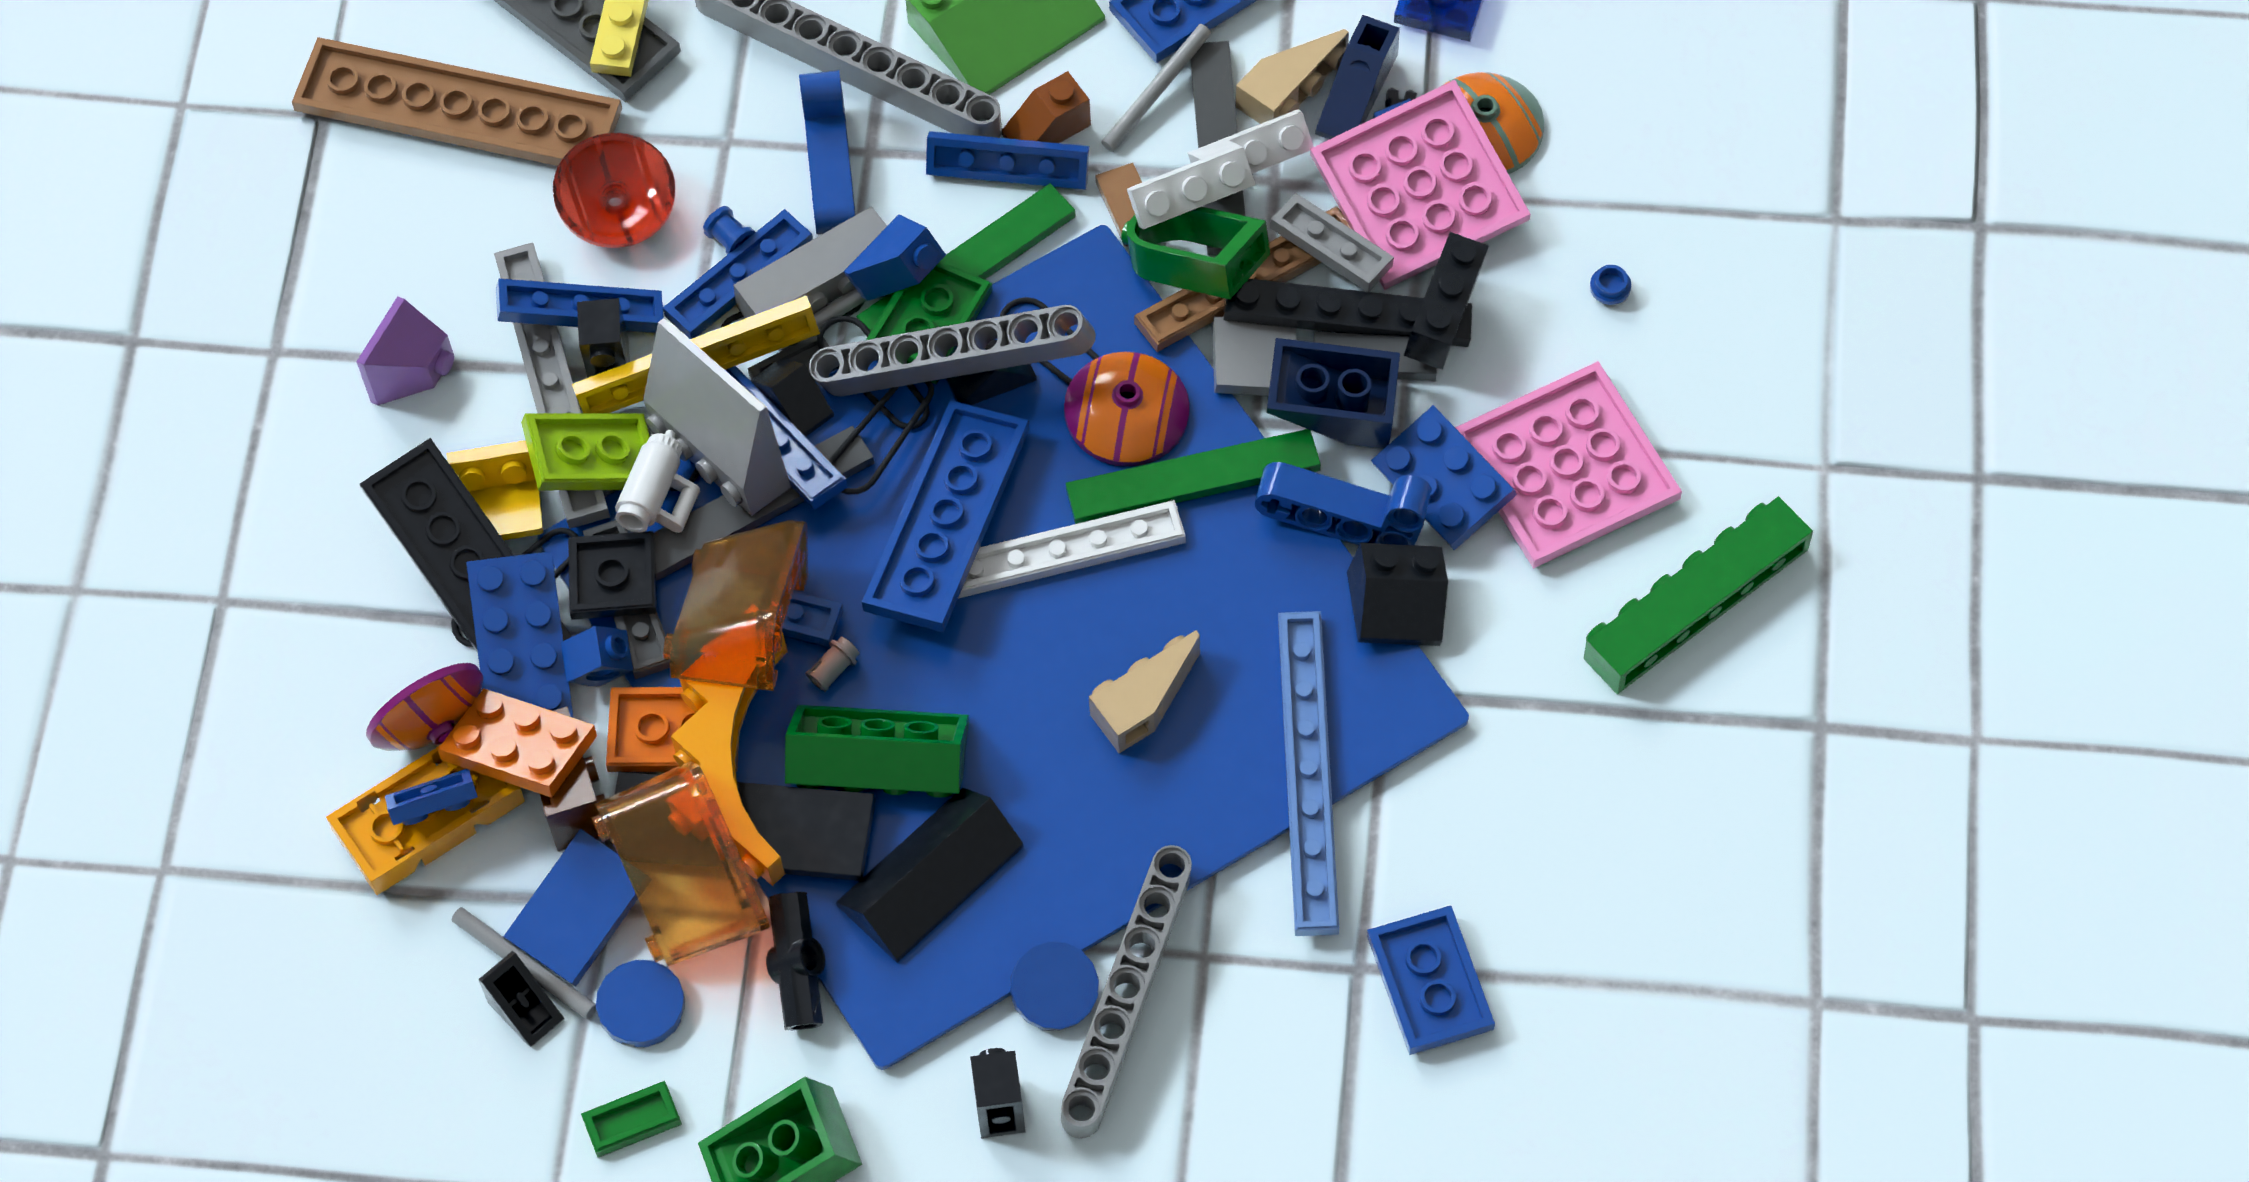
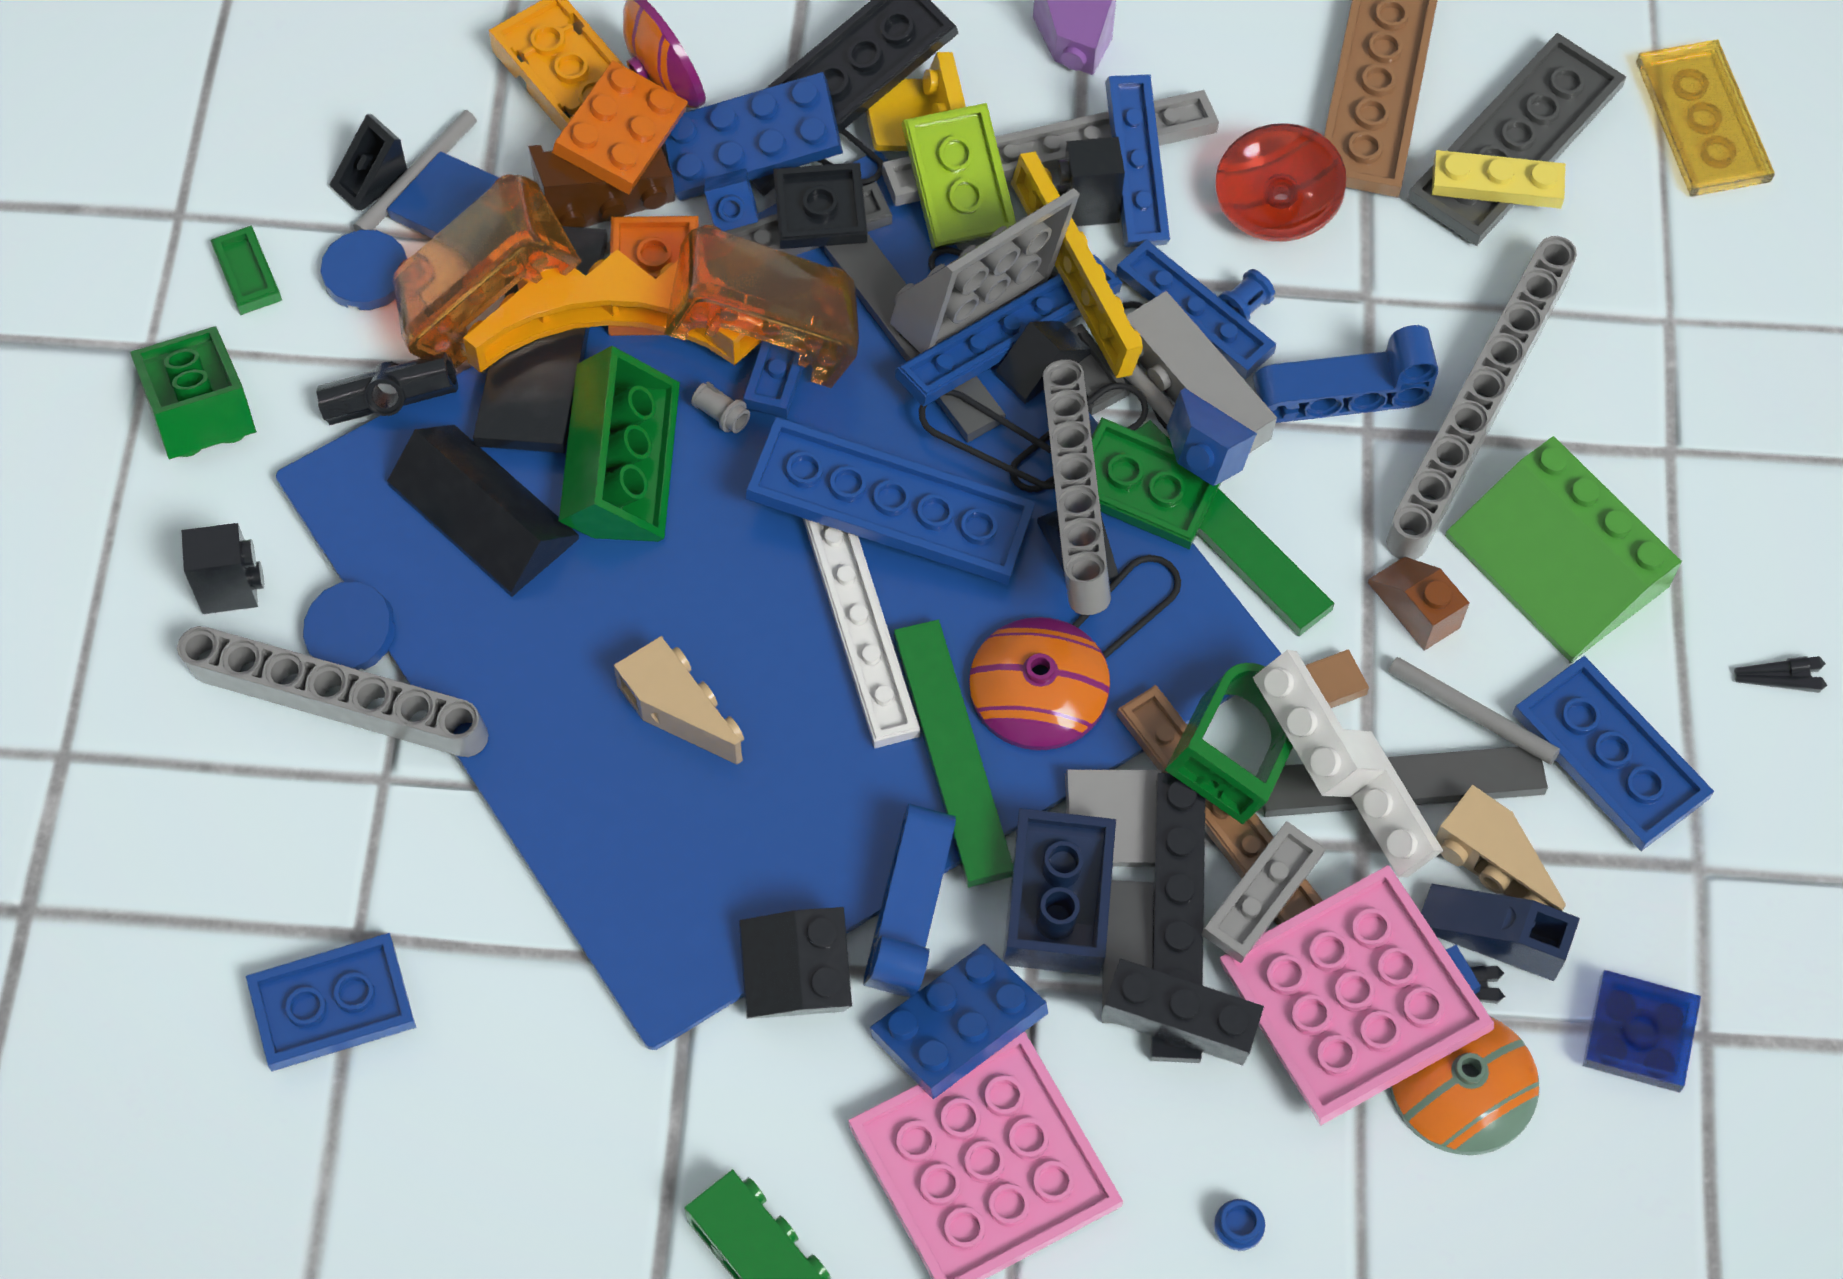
camera: 85 degrees right, 0 degrees up
(416, 802) = (563, 60): blue plate -> none
(649, 484) = (915, 223): white piece -> none
(1007, 160) = (1358, 558): blue plate -> none
(1308, 774) = (584, 872): medium blue tile -> none

